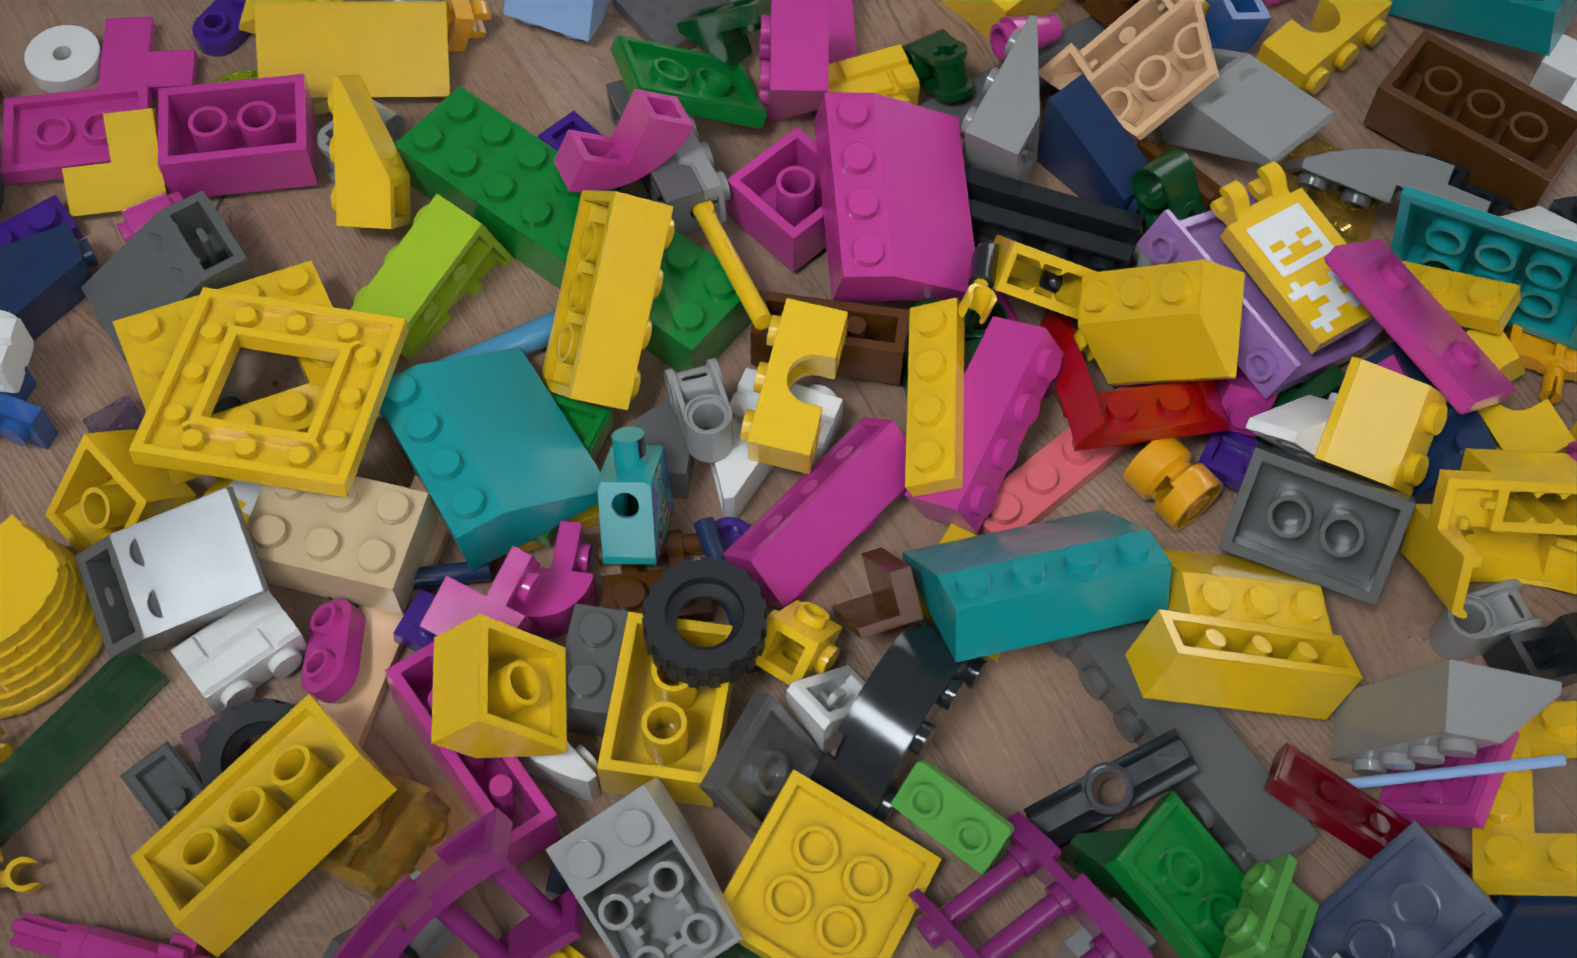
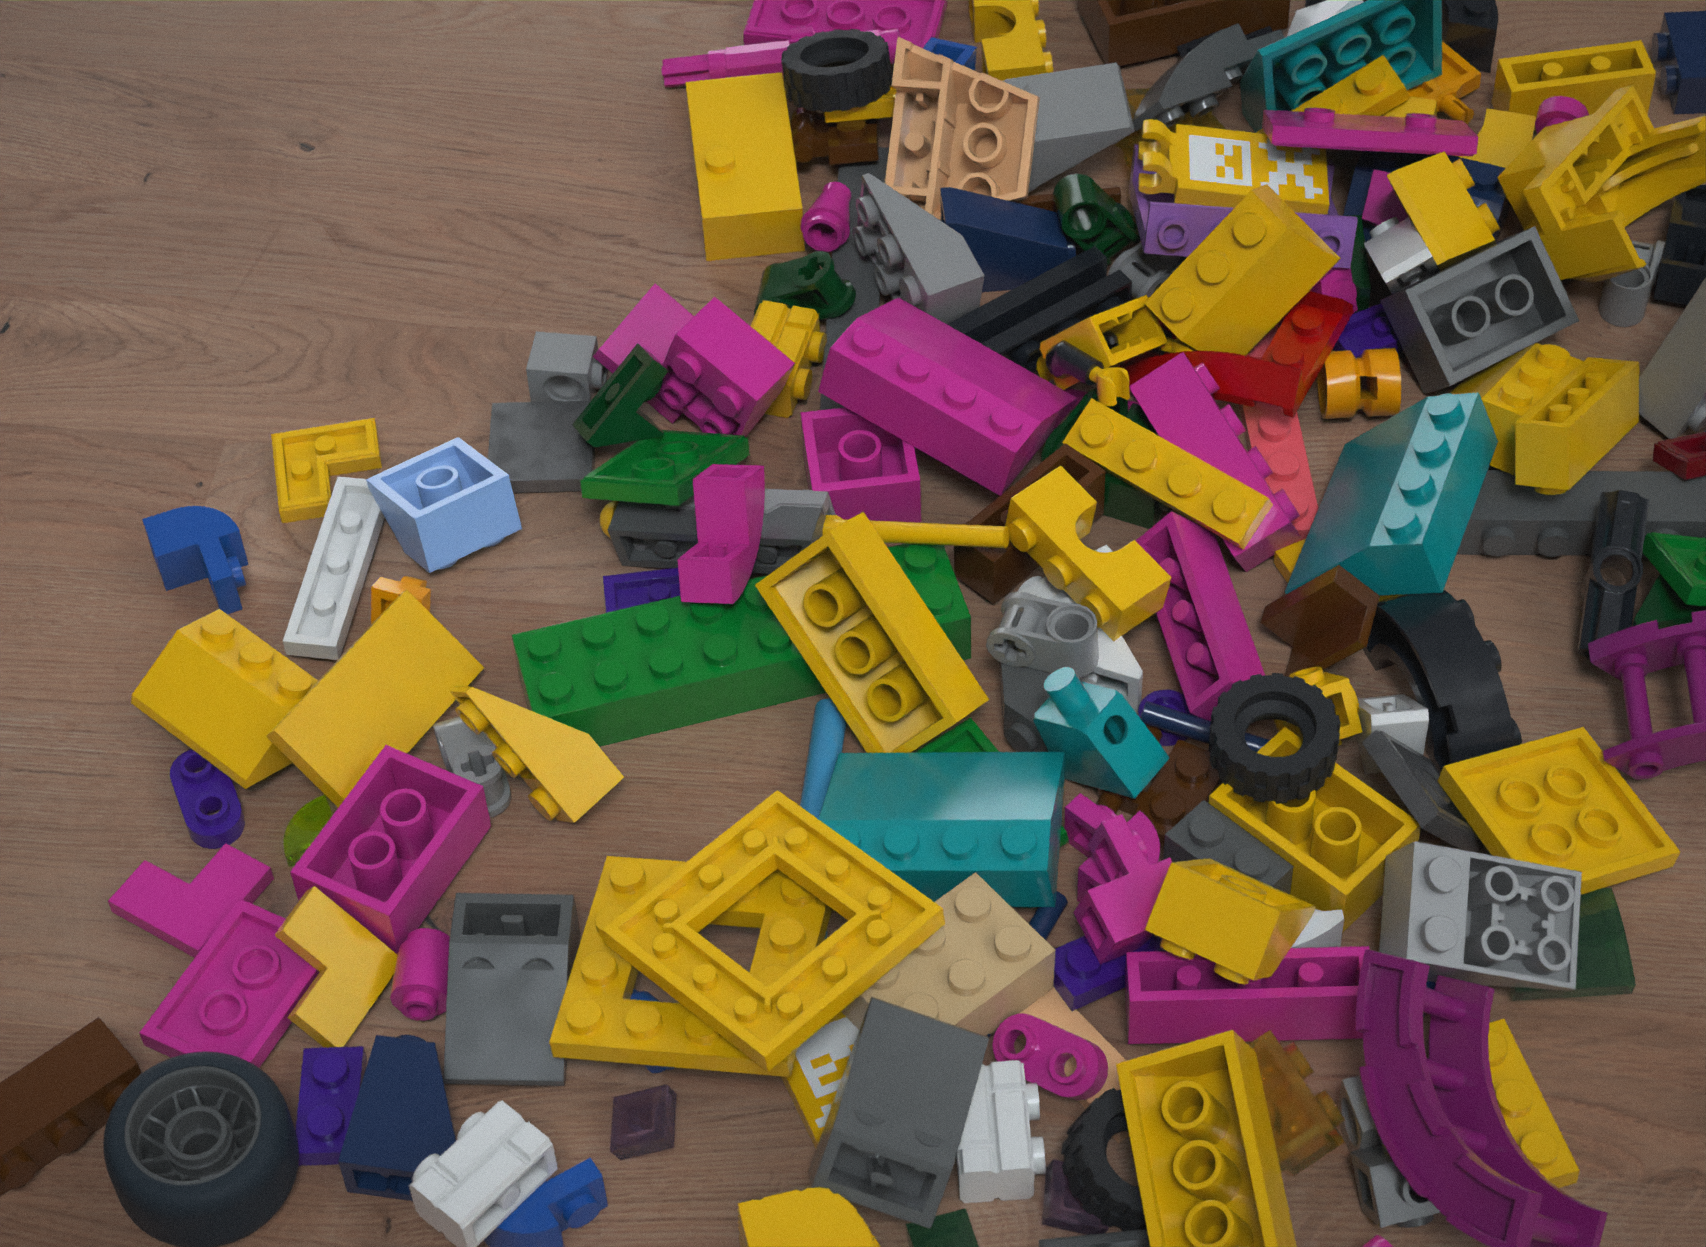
camera: 50 degrees left, 10 degrees down
(46, 57) = (126, 987): white piece -> none
(109, 491) = (738, 1151): yellow slope -> none
(432, 271) = (697, 766): lime wedge -> none
(953, 817) = (1561, 686): bright green bracket -> none

